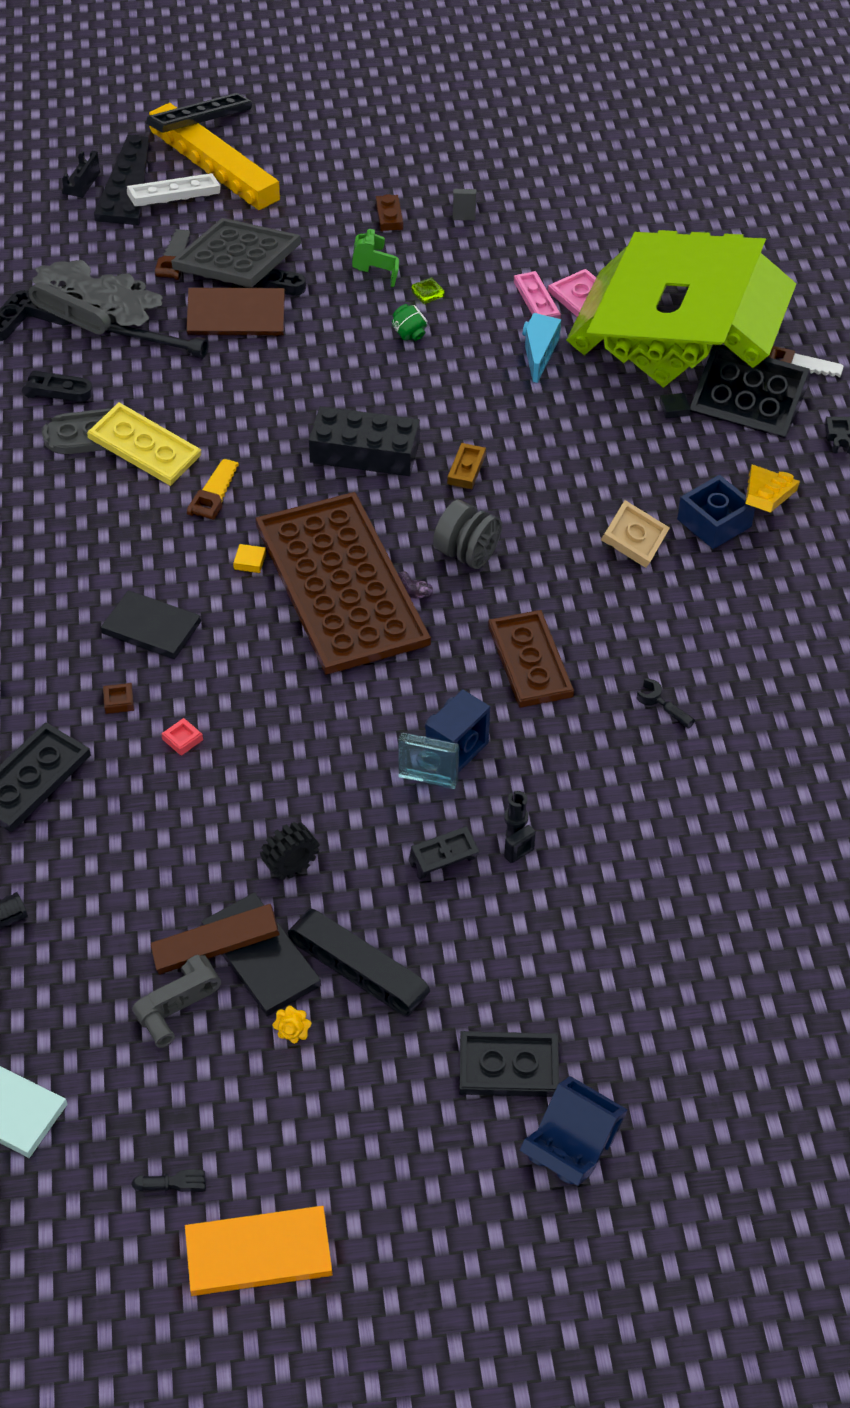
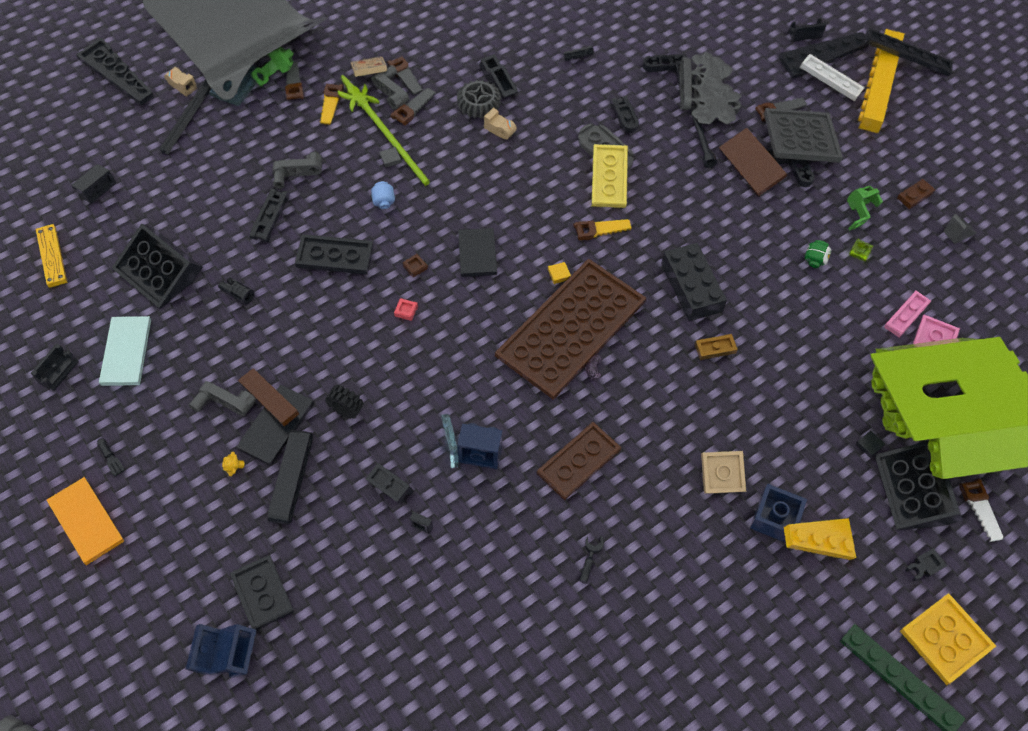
camera: 60 degrees right, 10 degrees up
(467, 534) = (648, 374): dark grey wheel -> none
(516, 814) = (433, 509): black pin -> none
(541, 339) = (864, 334): medium azure slope -> none

